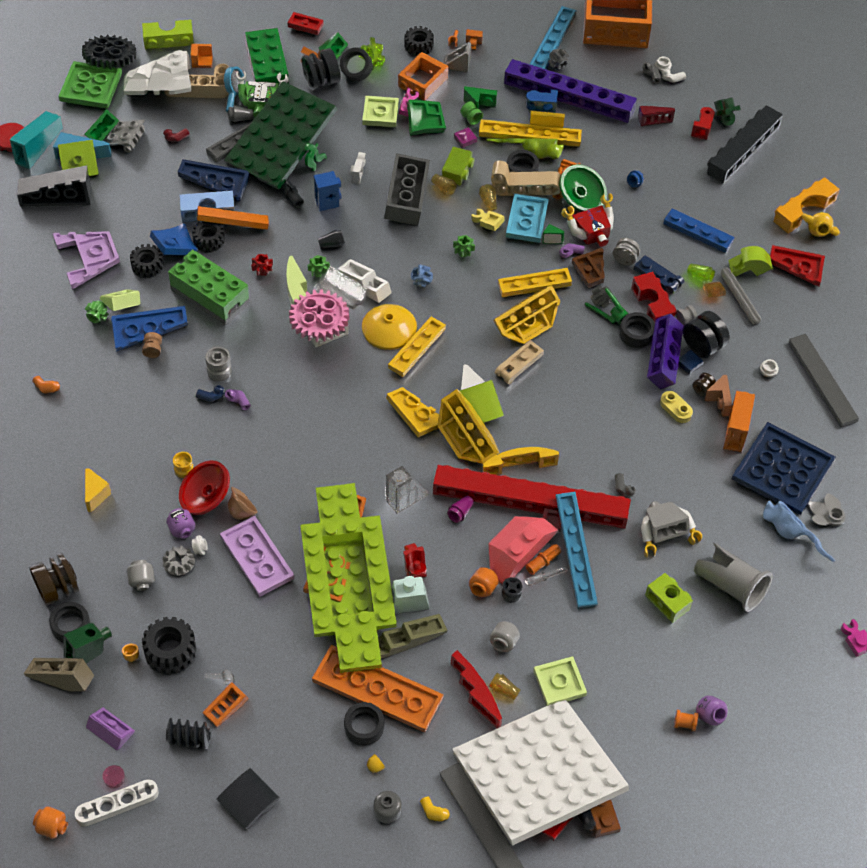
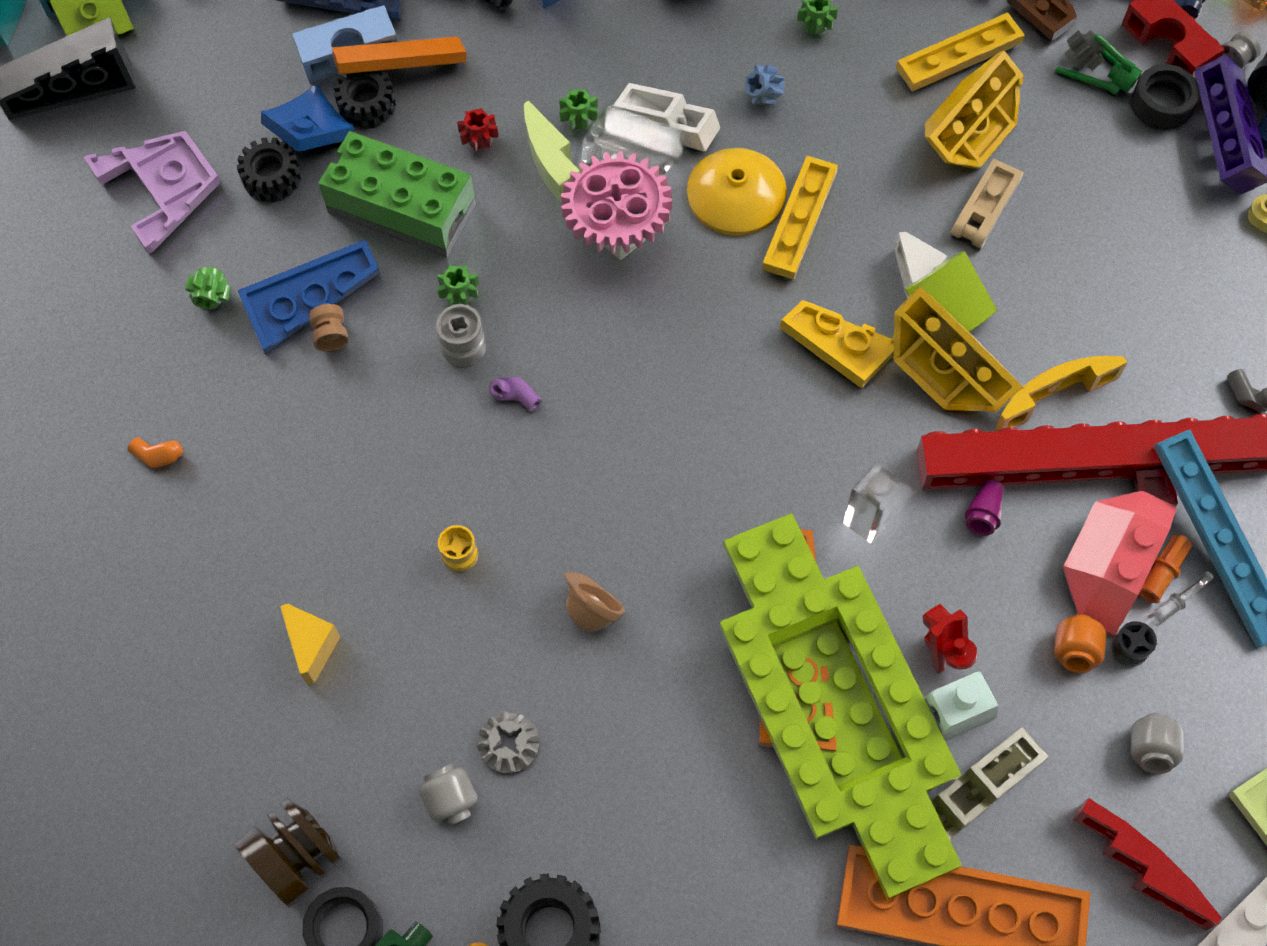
camera: 10 degrees left, 10 degrees up
(121, 299) = (245, 254): yellowish green slope -> none
(180, 522) = (489, 667): medium lavender head -> none
(199, 545) = (538, 703): white plate -> none
(204, 487) = (499, 585): red dish -> none
(214, 395) = (466, 399): dark blue arm -> none
(225, 338) = (458, 285): none -> bright green gear
(257, 556) = (652, 697): lavender plate -> none
(332, 239) = (584, 55): black cone -> none
(503, 686) = (1189, 843): clear yellow cone -> none

